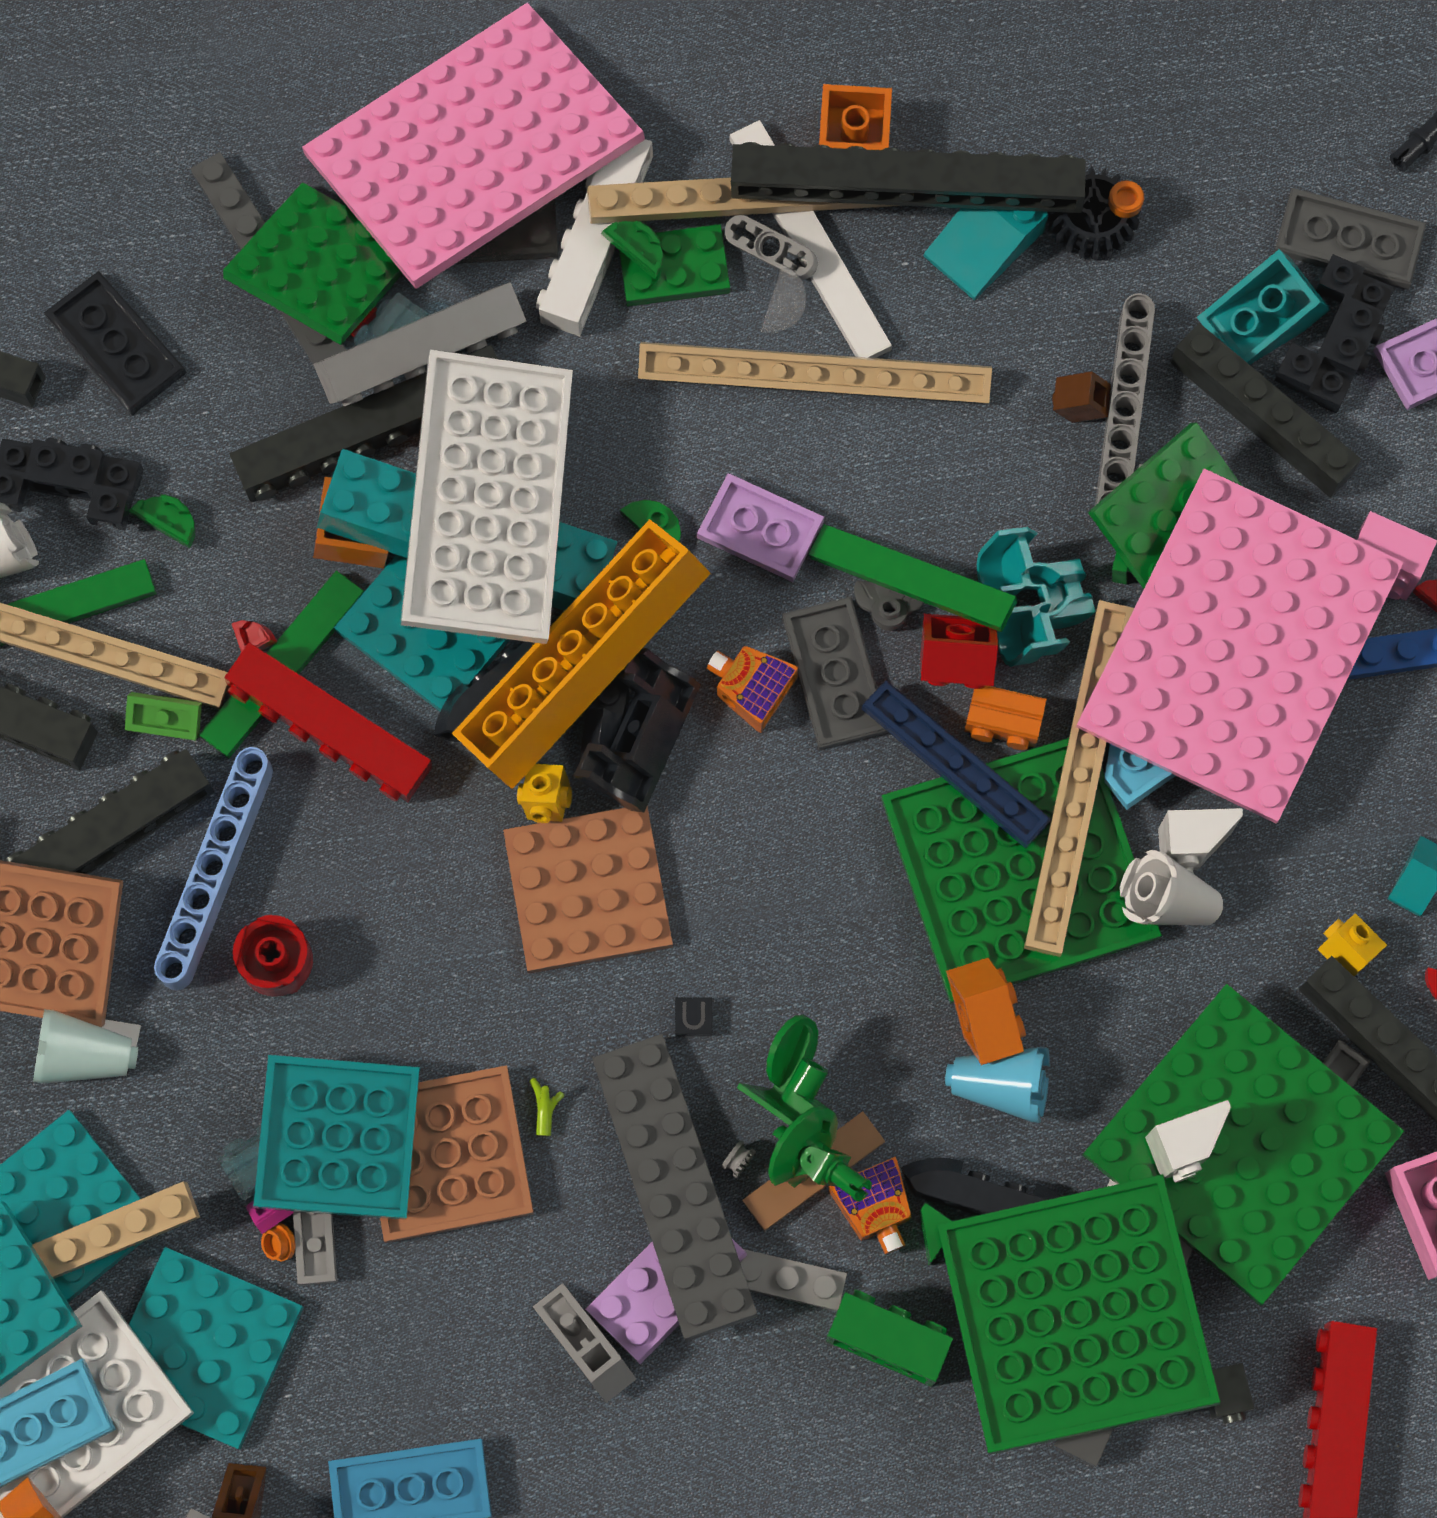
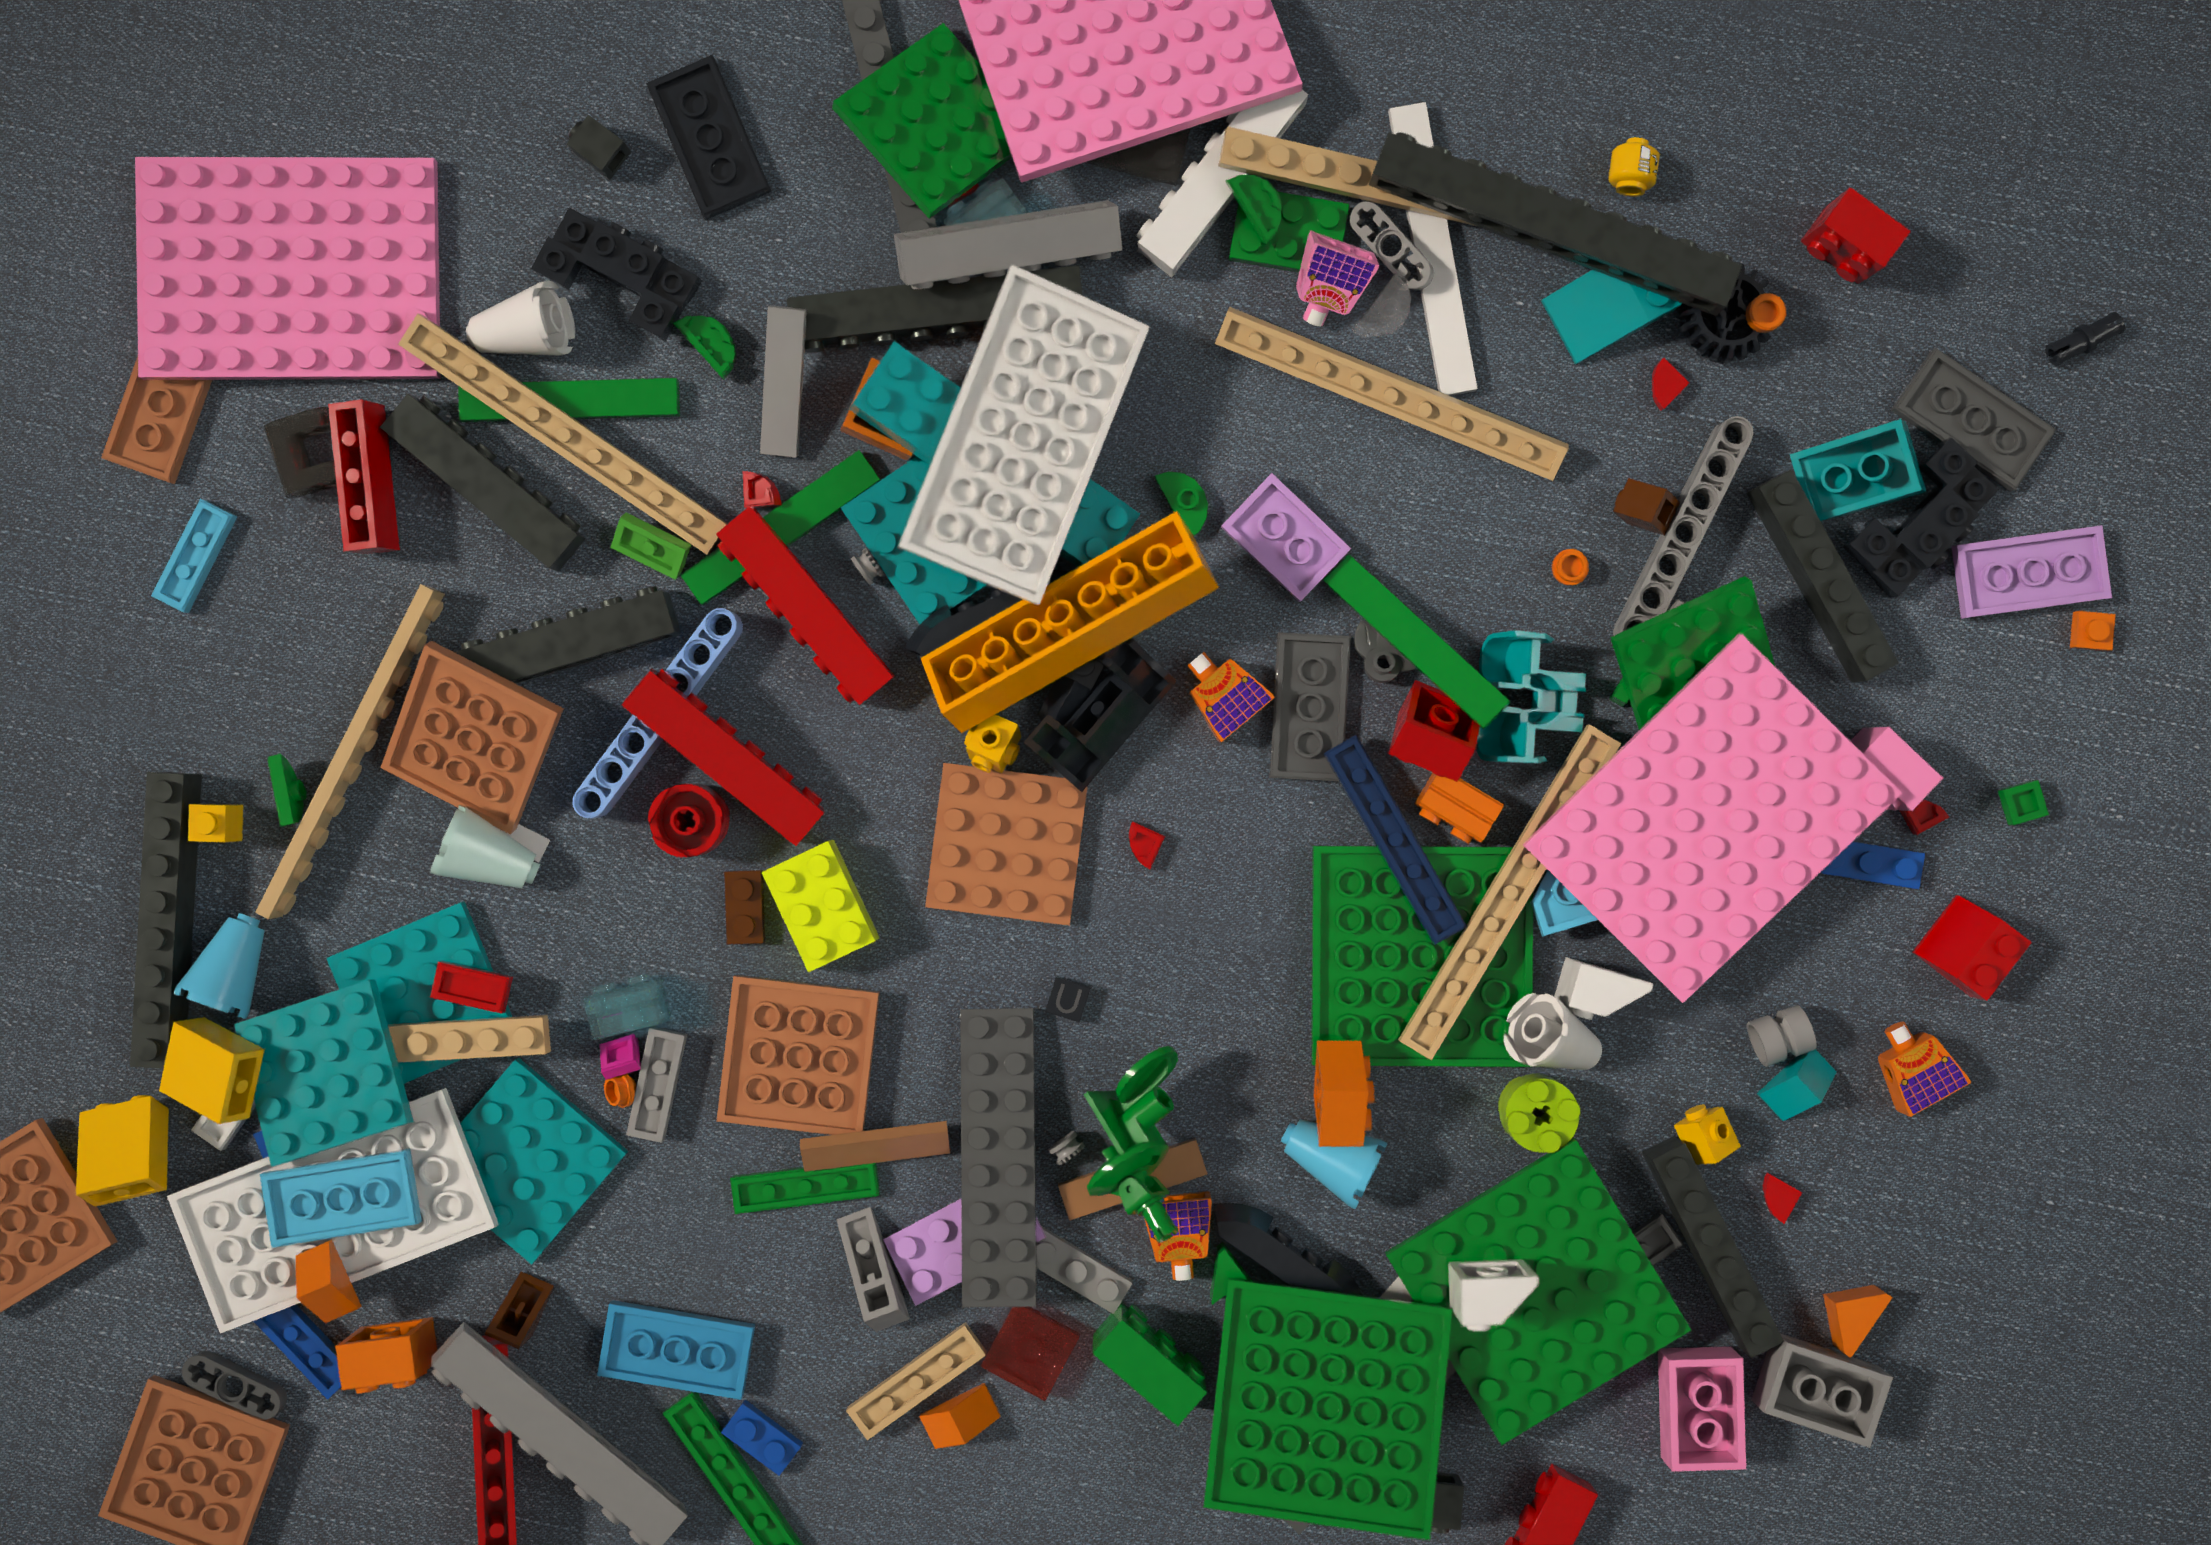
camera: 15 degrees right, 15 degrees up
(103, 1184) = (471, 987): none -> red tile
(247, 528) = (783, 381): none -> light grey tile
(290, 881) = (723, 756): none -> red brick
(336, 1137) = (697, 1017): teal plate -> none
(350, 1026) = (744, 907): none -> reddish brown plate
(374, 672) = (867, 566): none -> light grey bush
(425, 998) = (820, 905): none -> neon yellow brick
(491, 1283) = (798, 1188): none -> green tile
(544, 1107) = (903, 1040): lime bar -> none
(549, 1215) = (874, 1146): none -> medium nougat tile
(662, 1442) = (916, 1381): none -> tan plate
(717, 1467) = (960, 1417): none -> orange slope
(720, 847) = (1144, 843): none -> red tile
(725, 287) = (1332, 276): none -> torso
(767, 1373) = (1030, 1350): none -> clear red plate
(855, 117) = (1521, 138): orange brick -> none
(964, 117) = (1634, 167): none -> yellow head
(1032, 474) = (1570, 567): none -> orange plate
(1062, 290) = (1666, 383): none -> red tile
(1164, 984) = (1534, 1132): none -> lime brick
(1180, 114) = (1854, 236): none -> red brick
(1392, 827) = (1777, 1037): none -> light grey wheel

